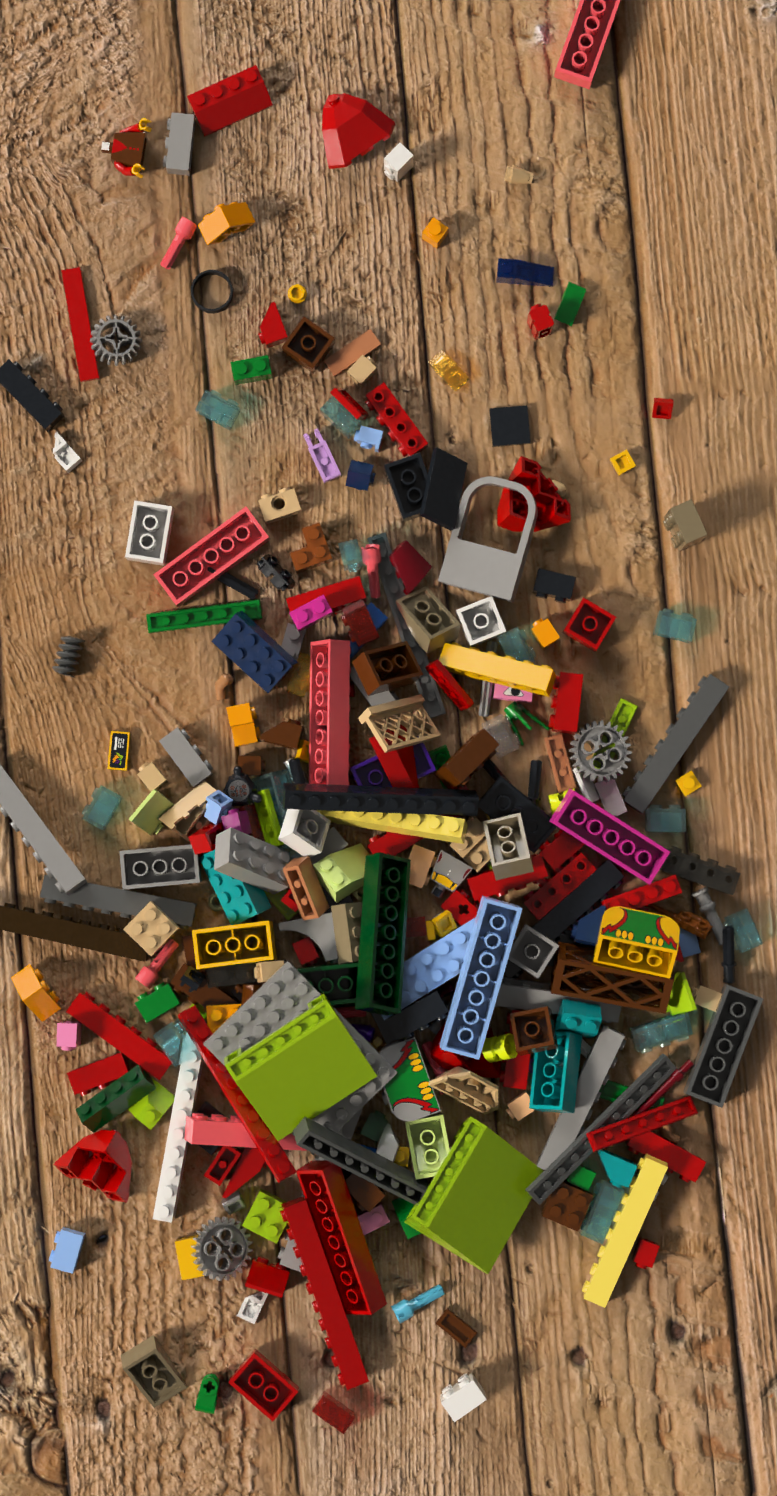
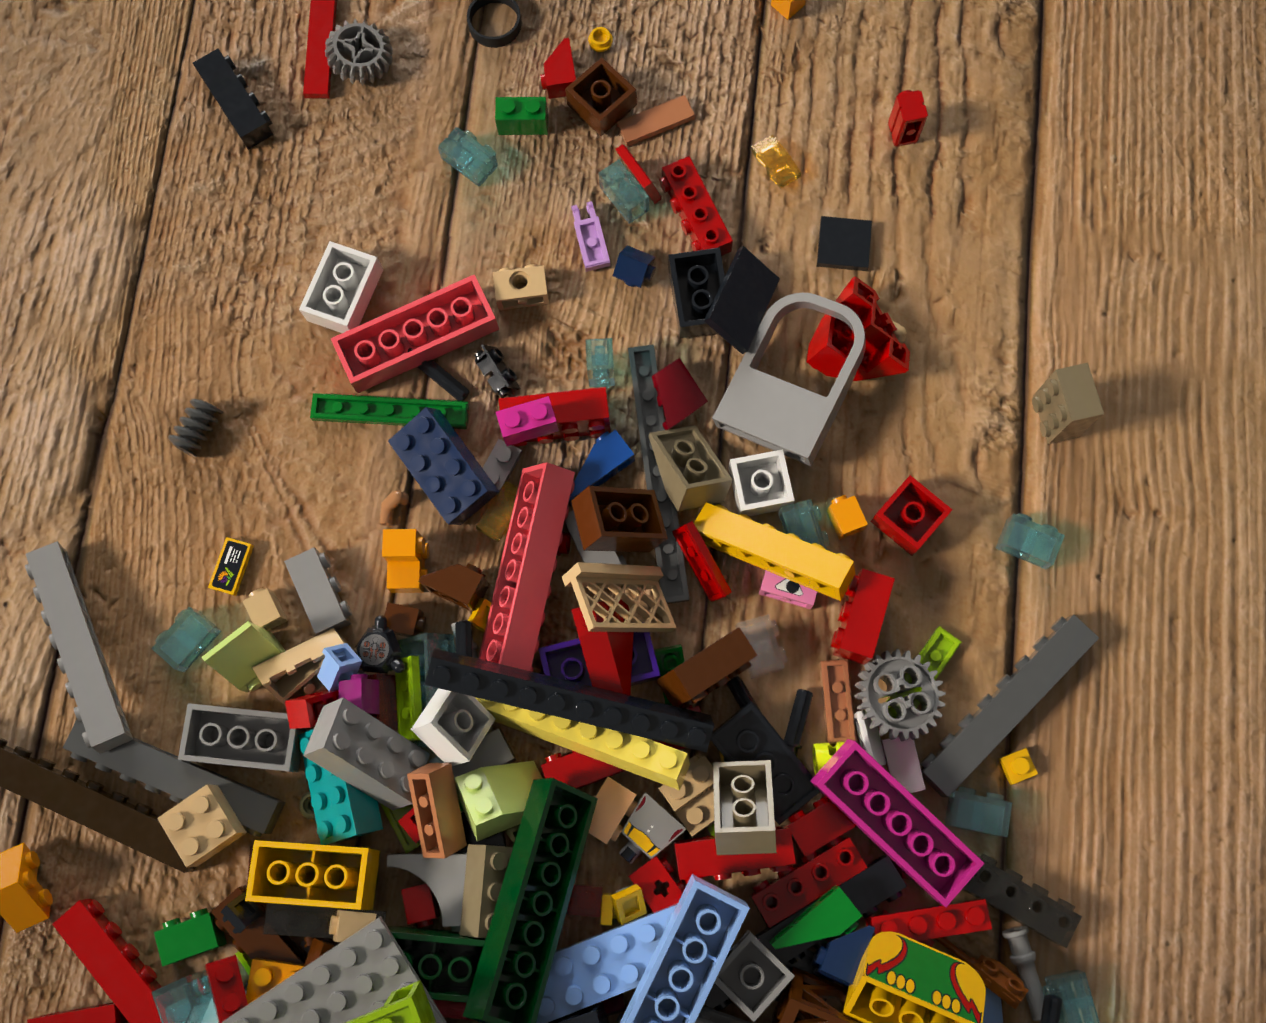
camera: 15 degrees right, 10 degrees down
(64, 454) = (261, 177): white slope -> none
(68, 1035) = (45, 961): bright pink brick -> none
(149, 974) = (190, 892): coral piece -> none
(315, 553) = (554, 354): dark orange brick -> none
(359, 622) = (593, 450): clear red brick -> none
(362, 370) = (663, 141): tan brick -> none
(369, 438) = (656, 223): light blue brick -> none
(372, 557) = (627, 370): coral piece -> none
(486, 687) = (752, 579): light grey axle -> none
(515, 712) = (788, 617): green plant -> none
(524, 273) = (893, 61): clear blue slope -> none
(554, 585) = (870, 455): black brick -> none
(570, 303) = (948, 108): green slope -> none
(574, 906) = (823, 919): none -> green slope
(622, 462) = (988, 313): yellow plate -> none
(662, 408) = (1052, 254): red plate -> none

